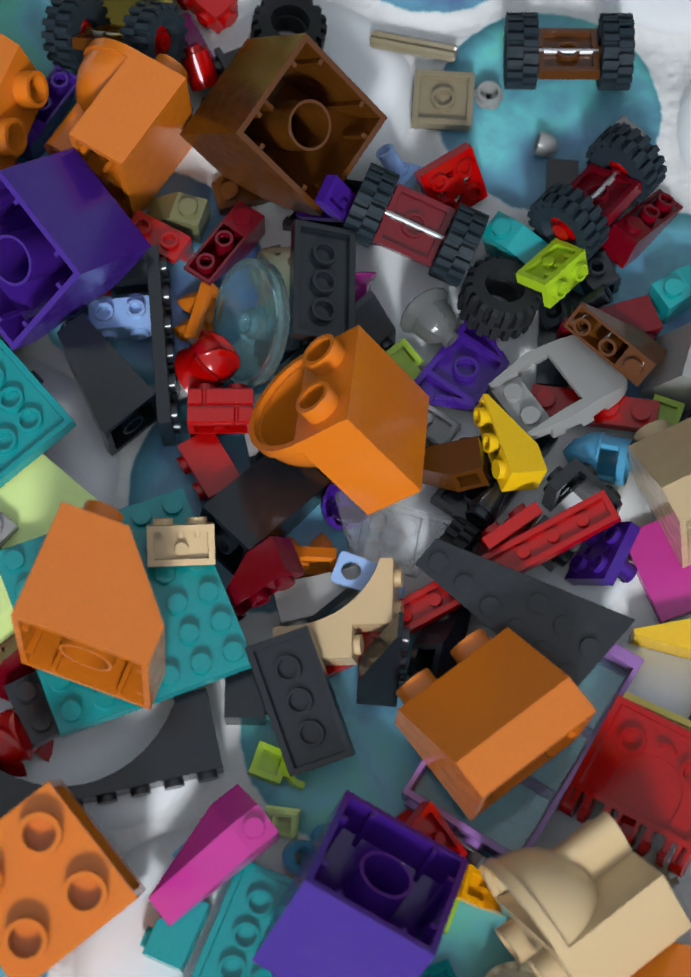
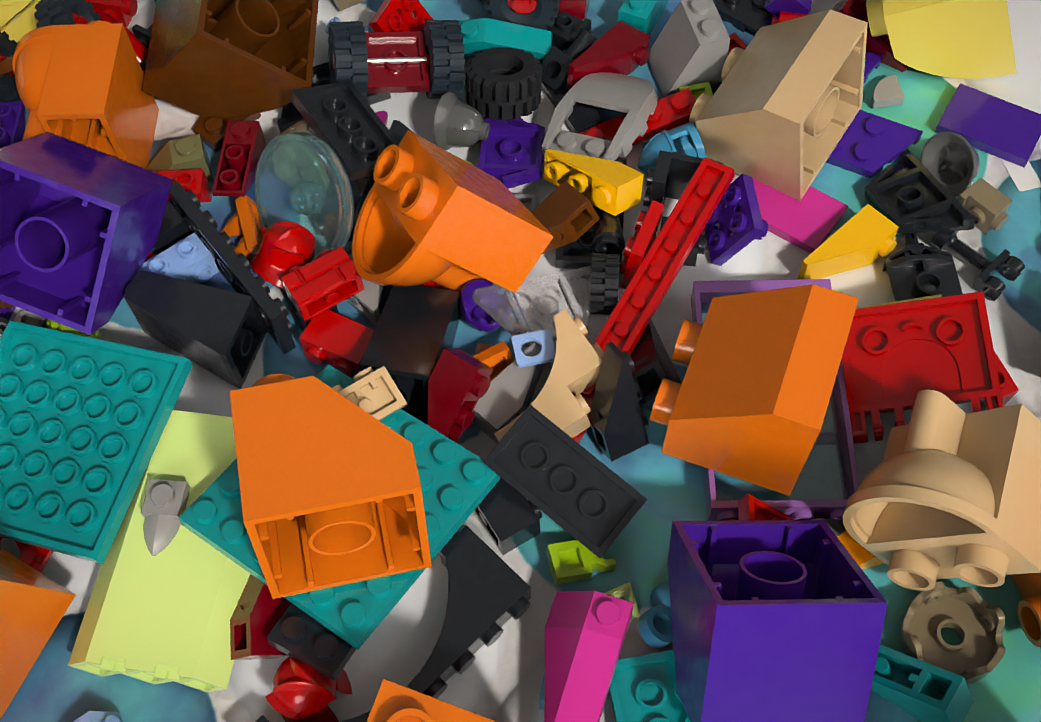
camera: 30 degrees left, 10 degrees down
(334, 199) = (314, 66): dark purple bracket -> none
(551, 620) = (686, 286): black wing -> none
(554, 271) = (535, 32): lime bracket -> none
(615, 341) = (622, 59): reddish brown slope -> none

